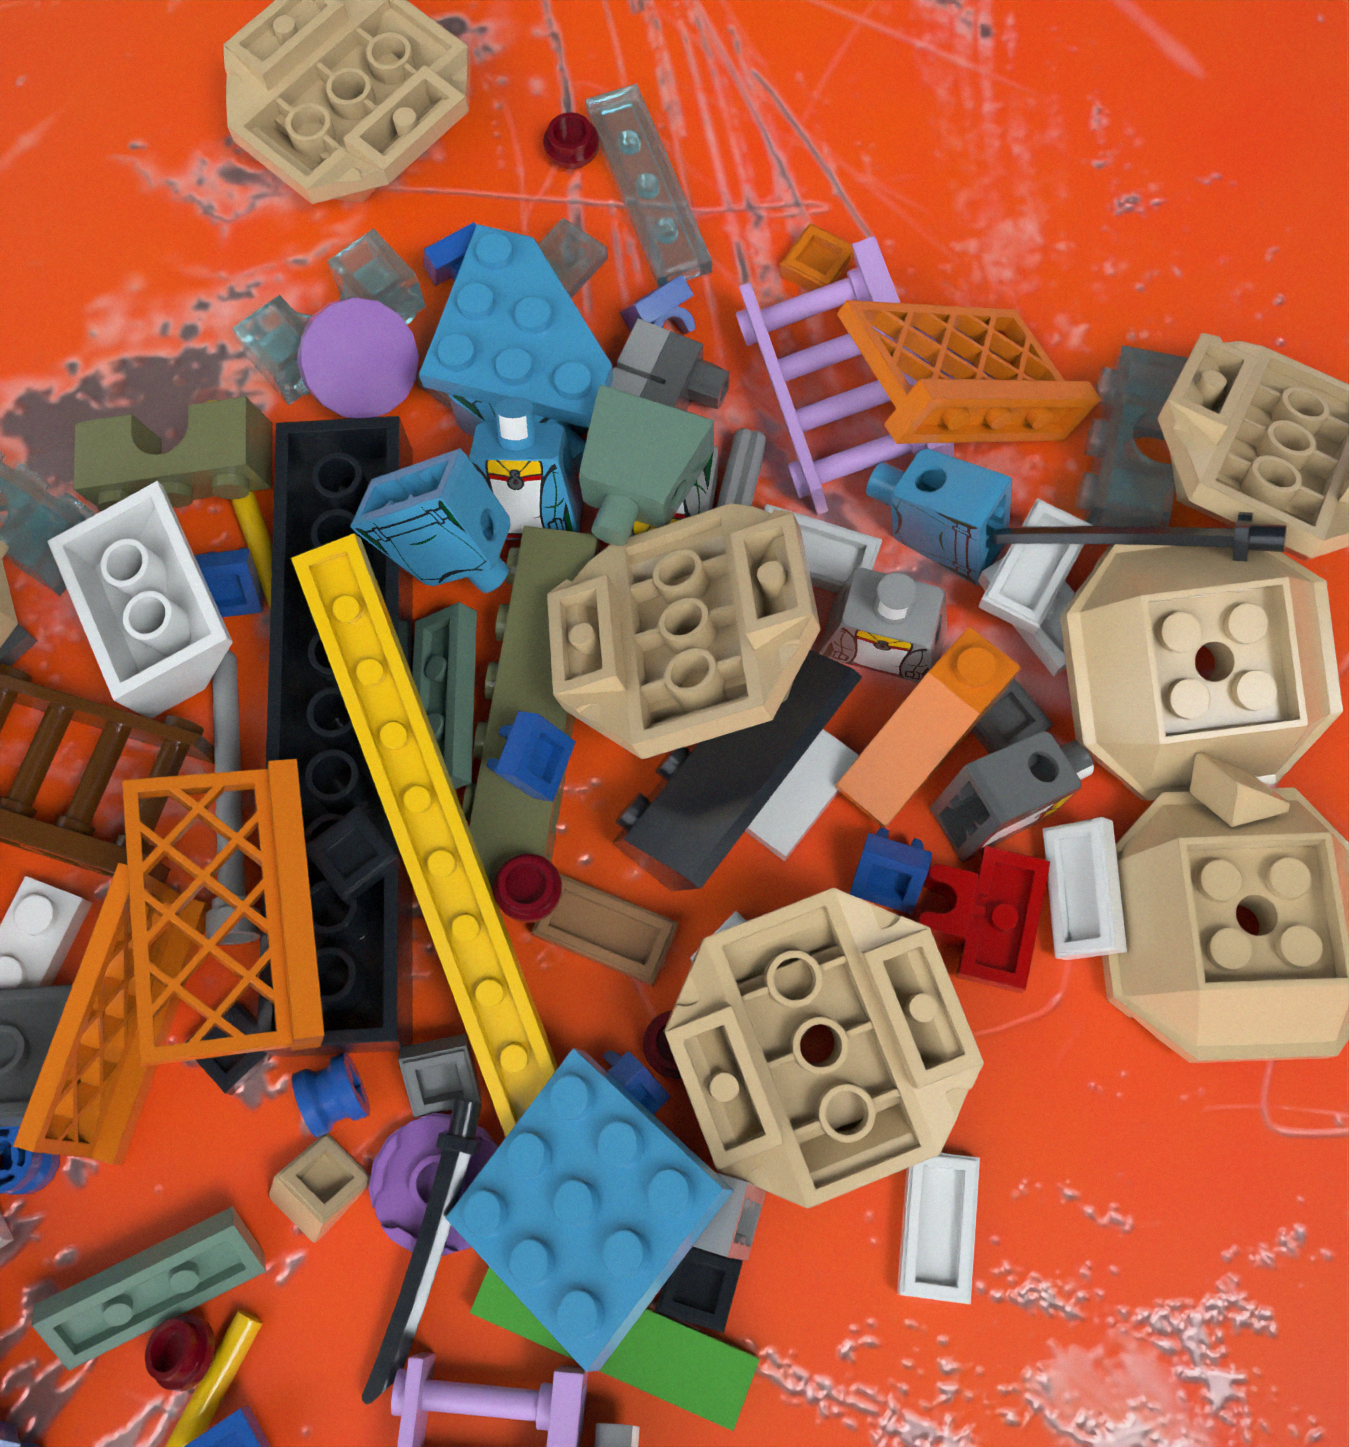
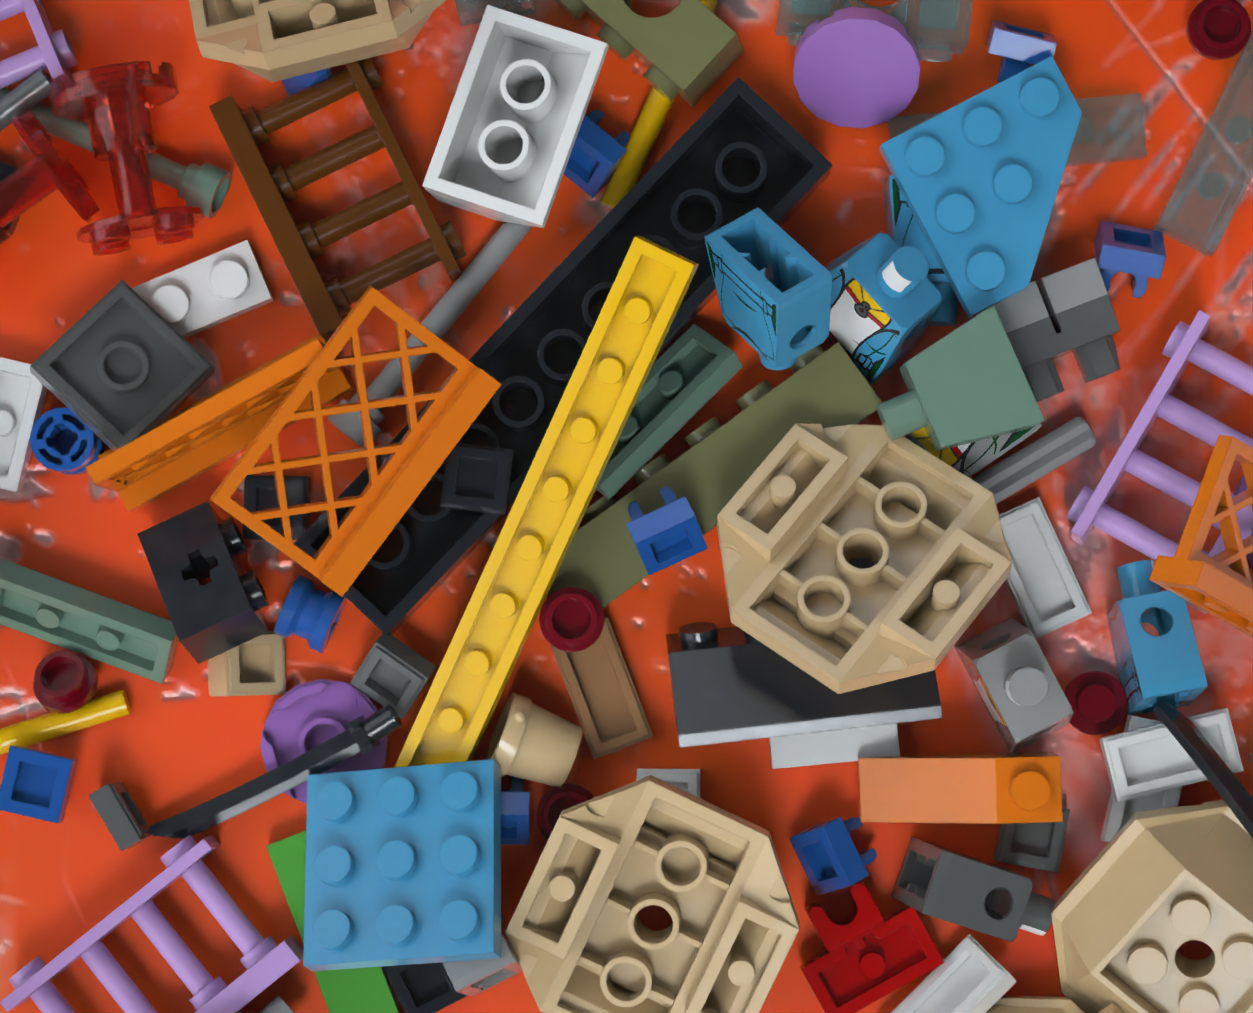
camera: 45 degrees right, 15 degrees up
(218, 1153) = (205, 614): none -> black brick
(326, 1413) = (120, 815): none -> dark grey tile
(595, 1013) = (533, 742): none -> tan piece
(960, 588) = (1096, 701): none -> dark red plate

